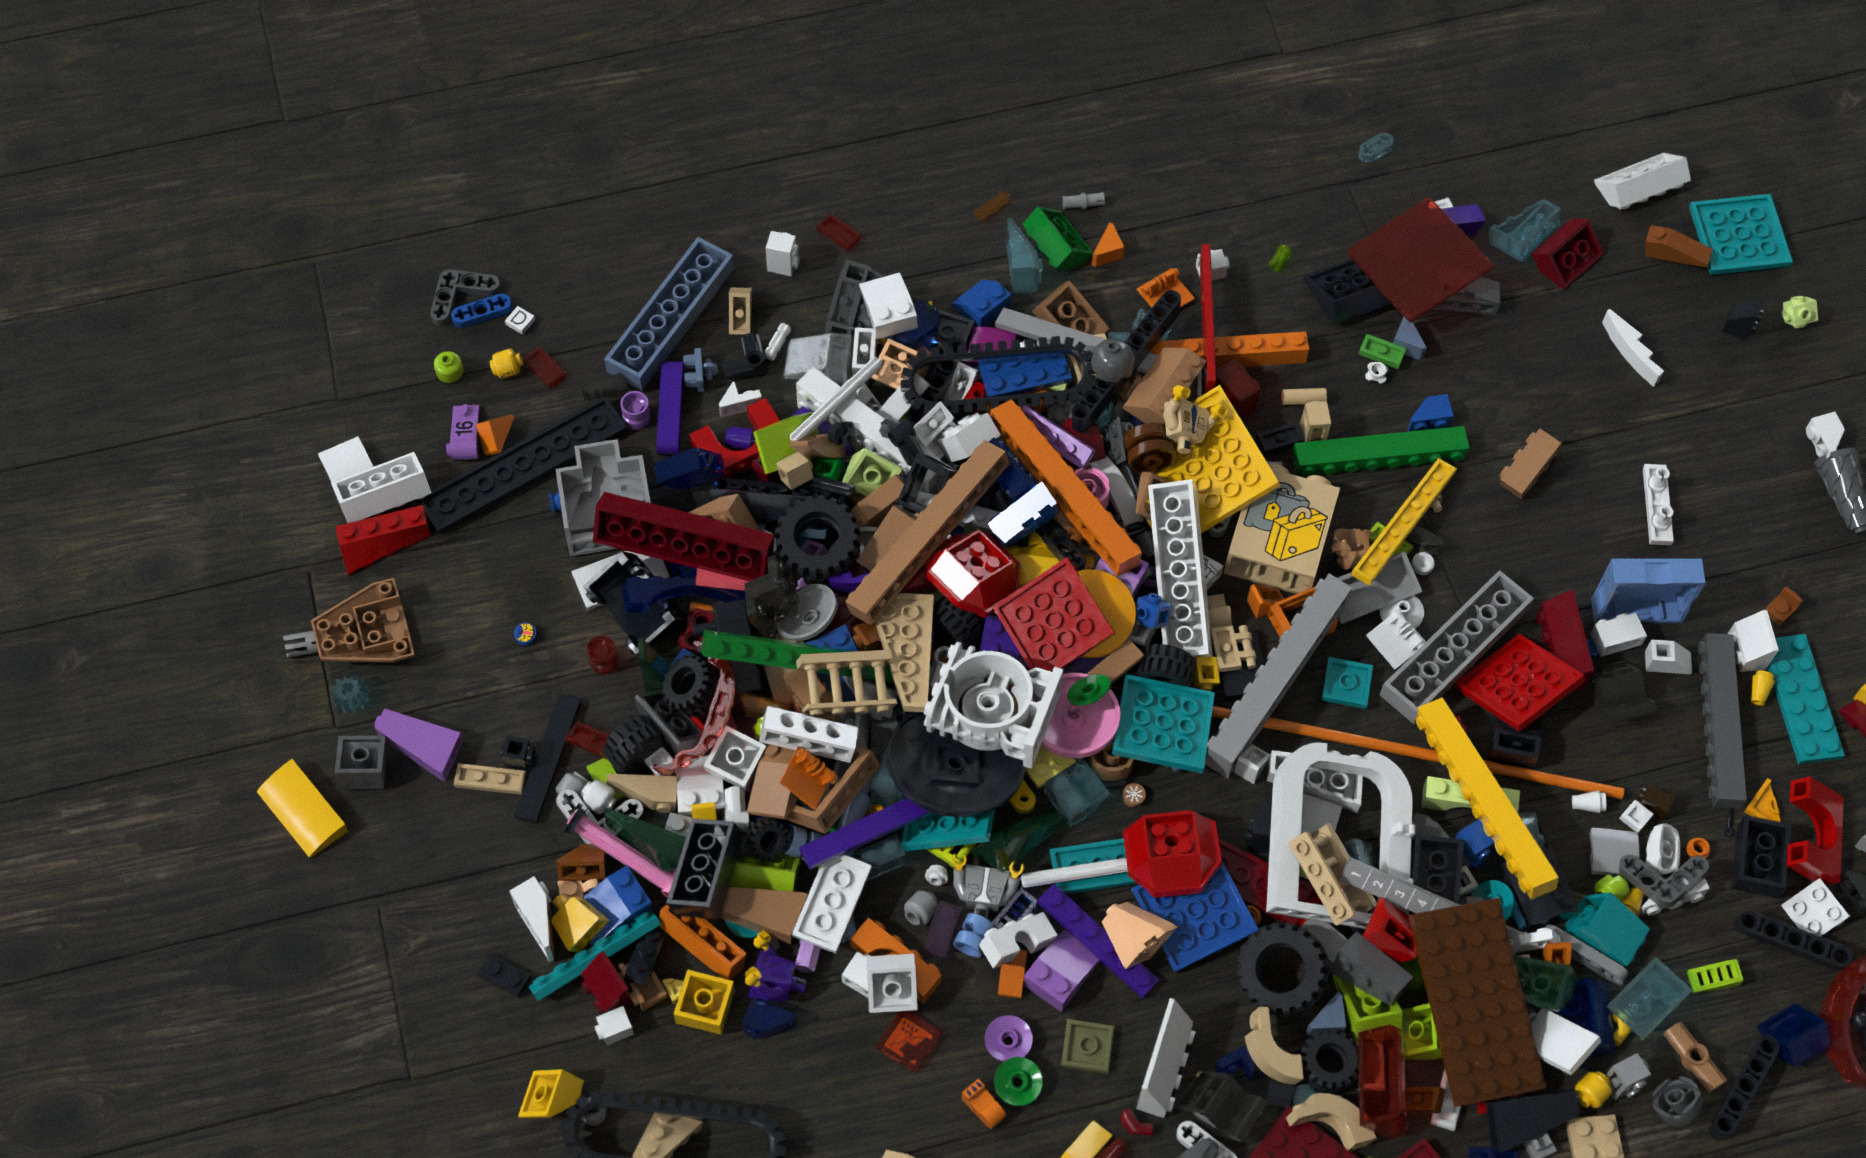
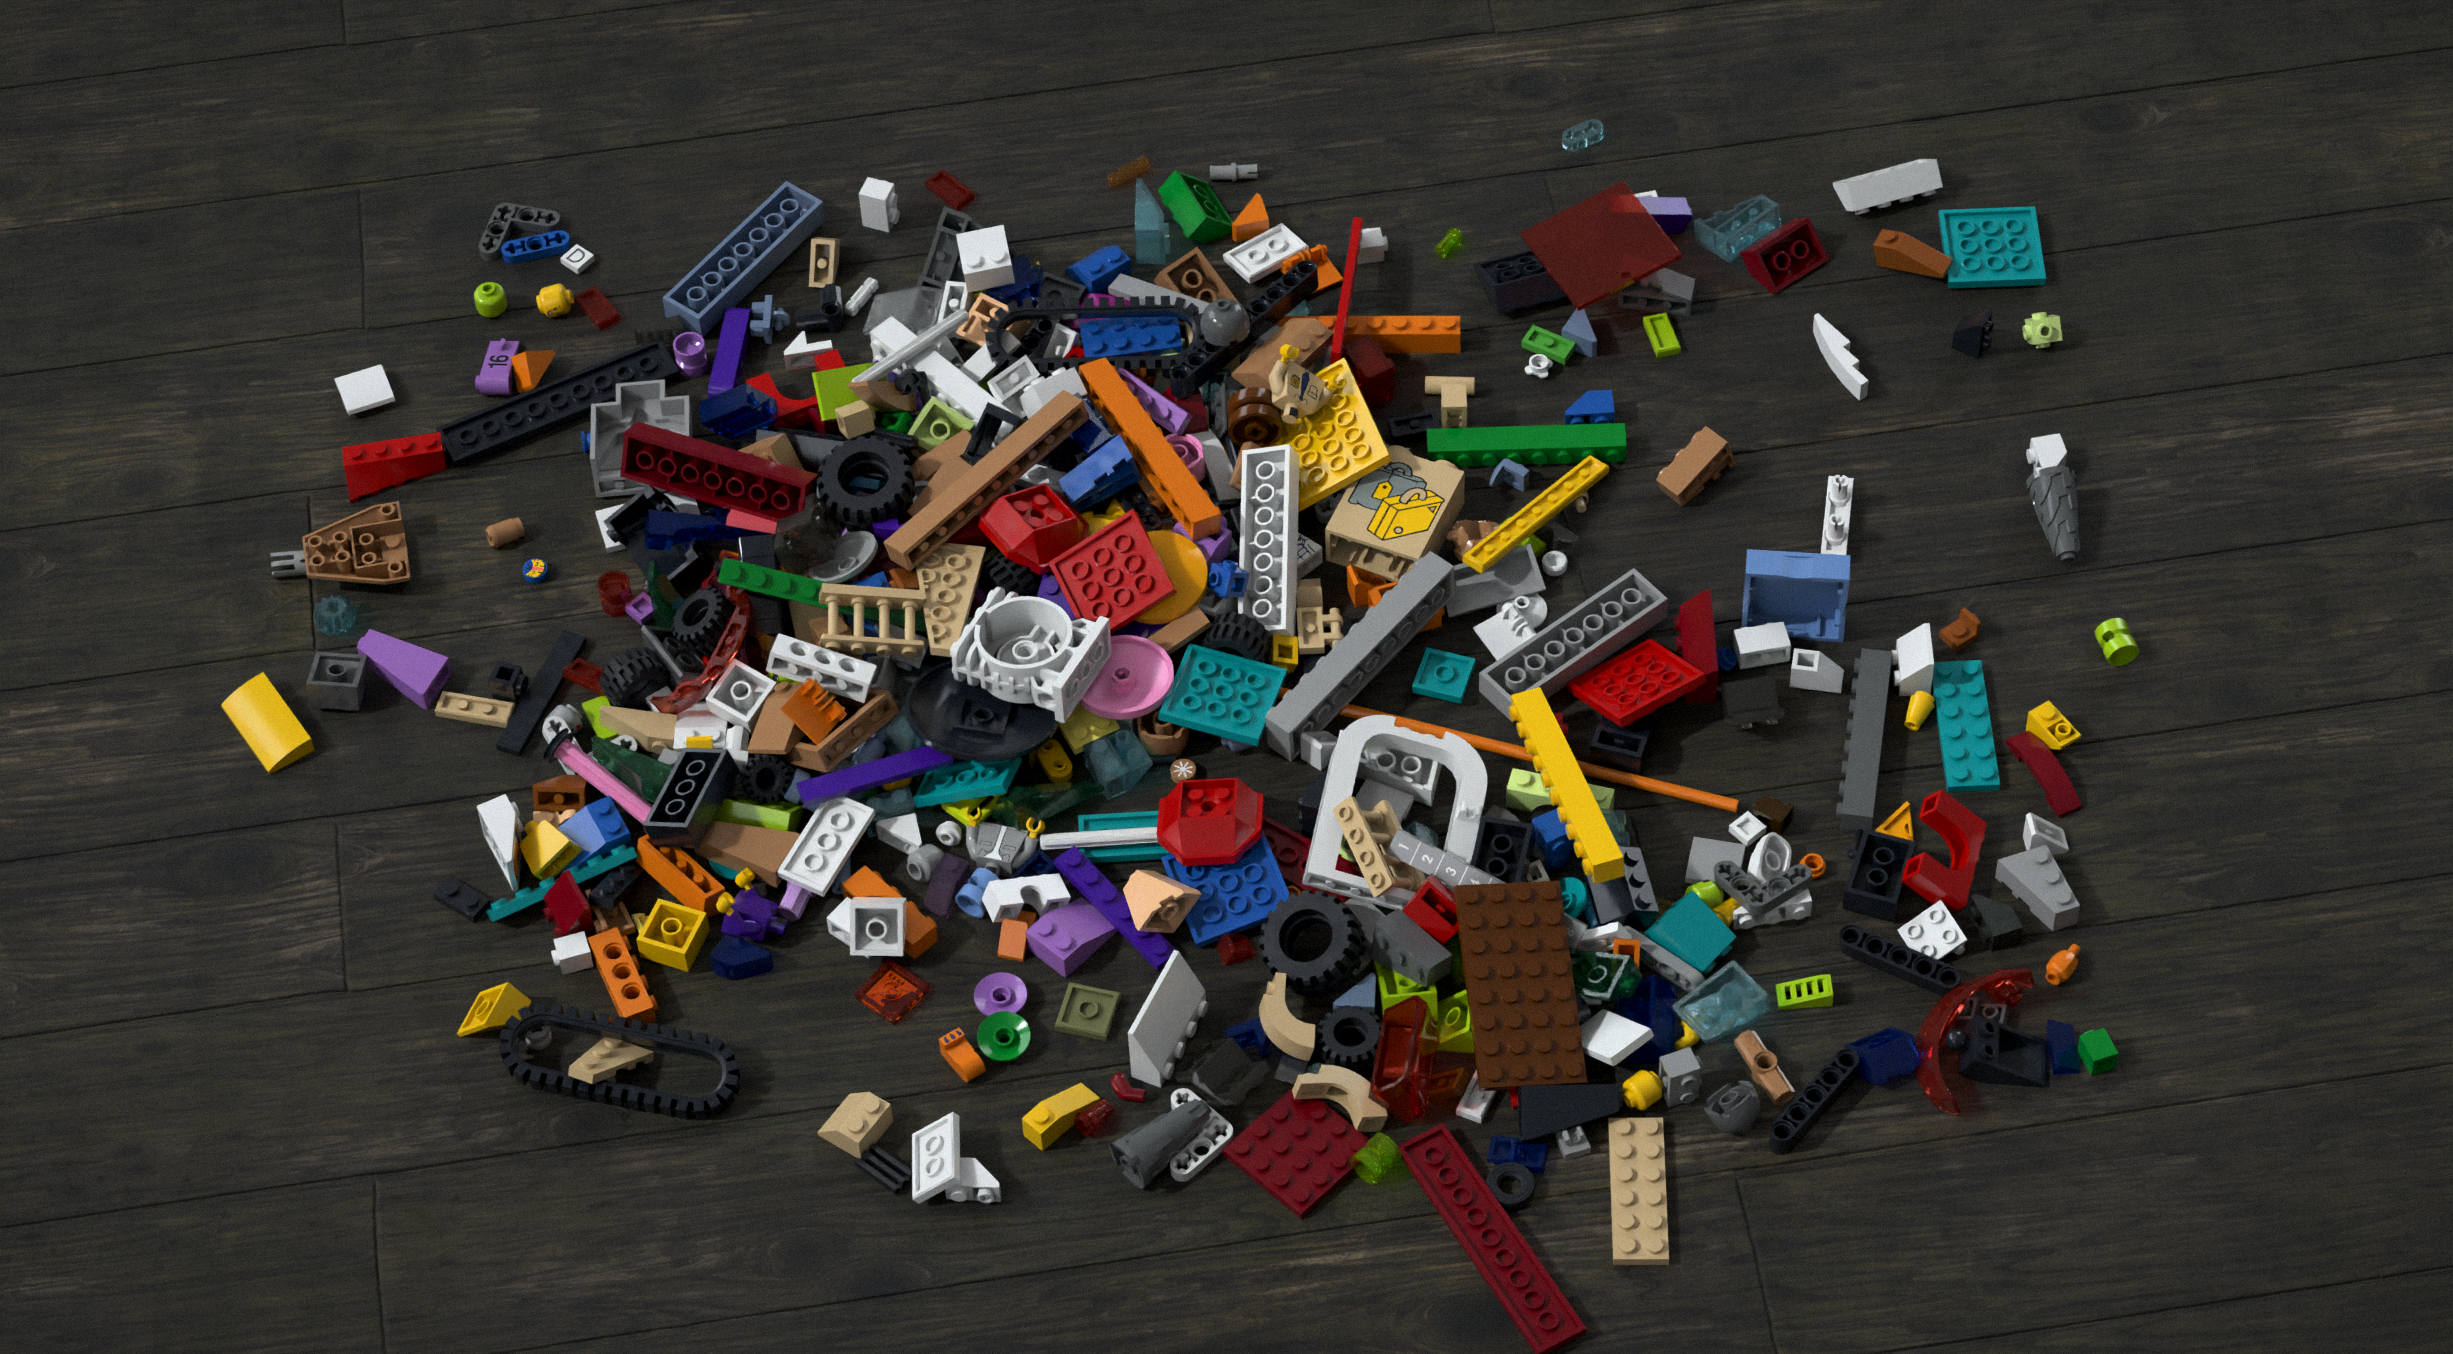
camera: 10 degrees right, 10 degrees down
(381, 488) = (398, 413): white brick -> none
(492, 598) = (504, 532): none -> medium nougat piece
(598, 796) = (587, 725): white head -> none
(627, 666) = (640, 608): none -> medium lavender plate
(676, 1083) = (604, 949): none -> orange brick
(739, 438) = (800, 388): dark purple brick -> none
(895, 879) = (900, 833): none -> white slope
(903, 437) = (975, 385): black piece -> none
(1088, 689) = (1140, 650): green dish -> none
(1123, 277) = (1264, 253): none -> white tile
(1207, 971) = (1234, 948): none -> clear red slope
(1372, 479) = (1510, 473): none -> sand blue plate
(1475, 335) = (1661, 335): none -> lime tile
(1590, 801) = (1698, 811): white cone -> none

